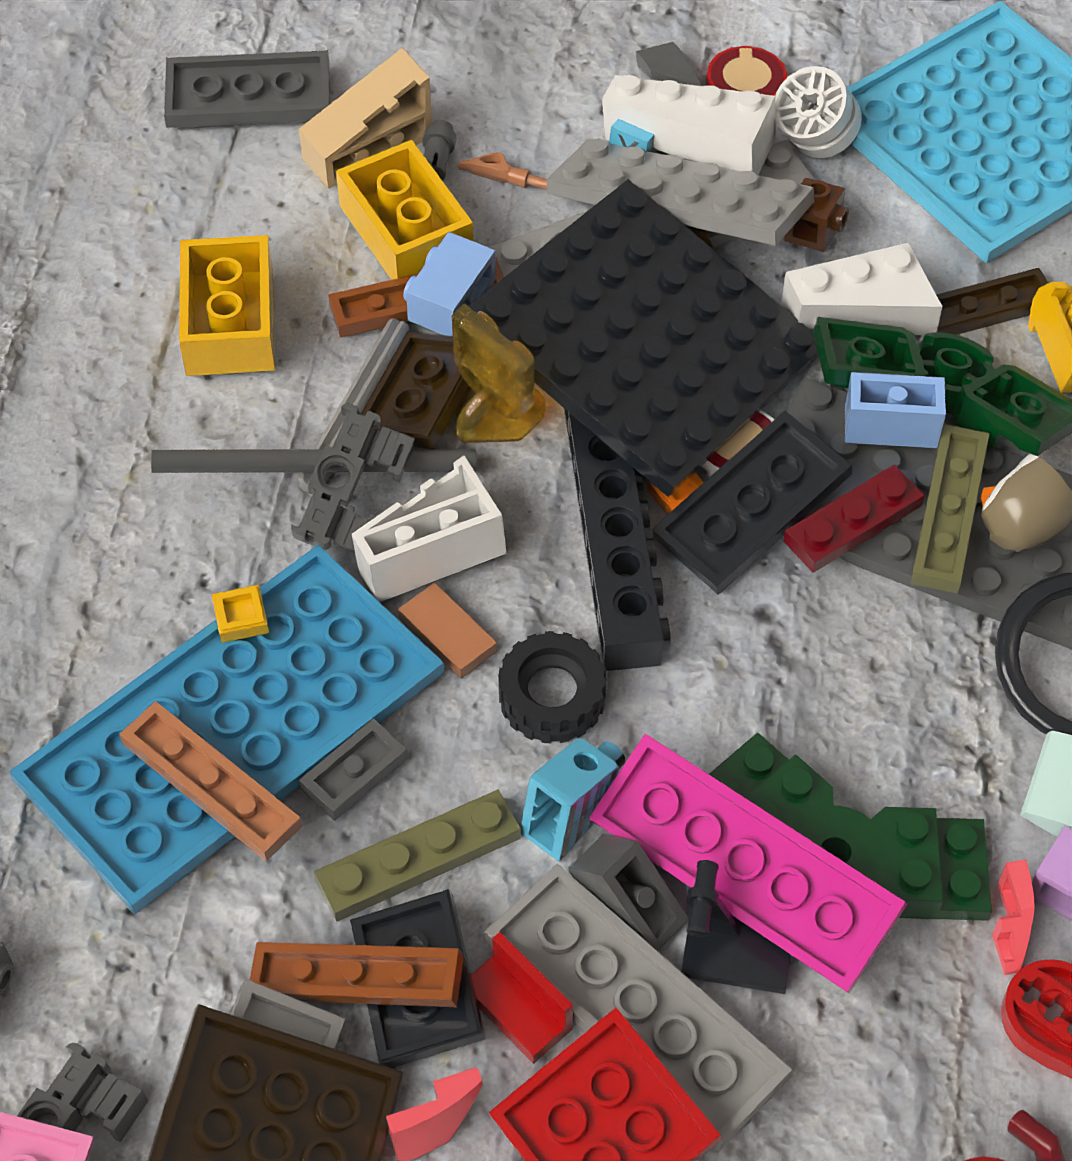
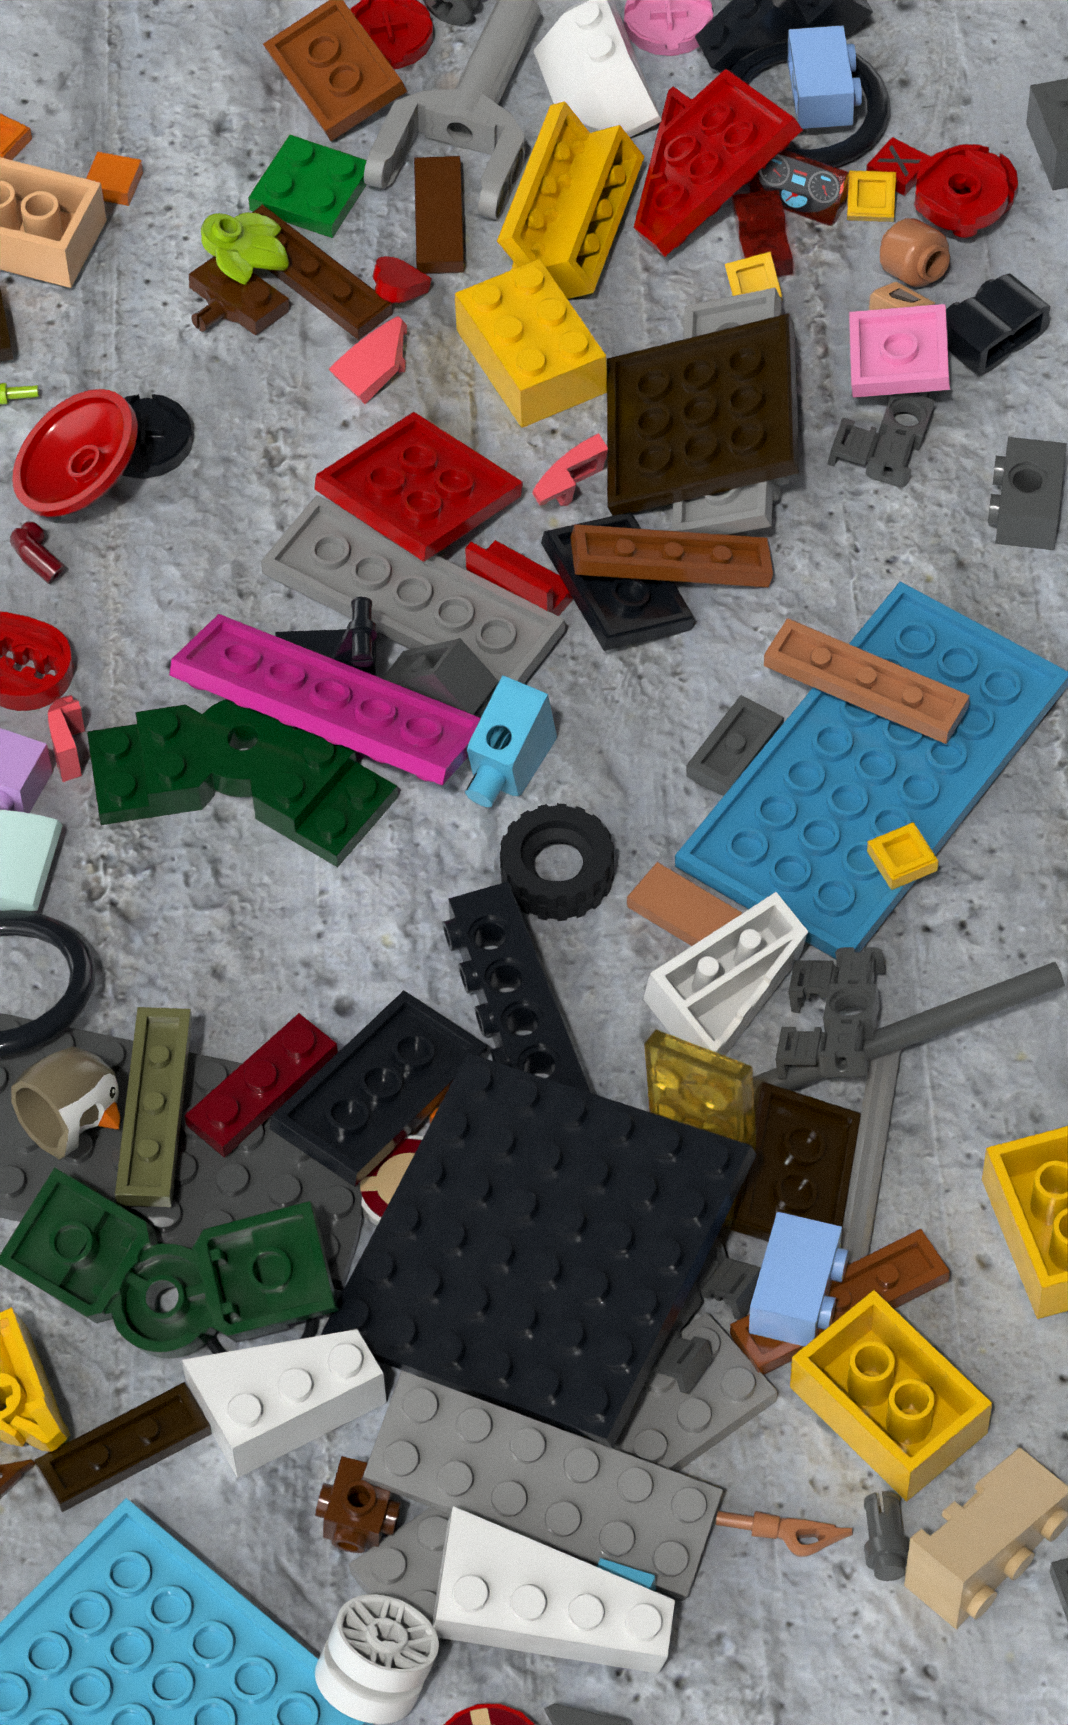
camera: 170 degrees right, 0 degrees up
(417, 855) = (648, 692): olive plate -> none
(895, 410) = (225, 1186): light blue brick -> none

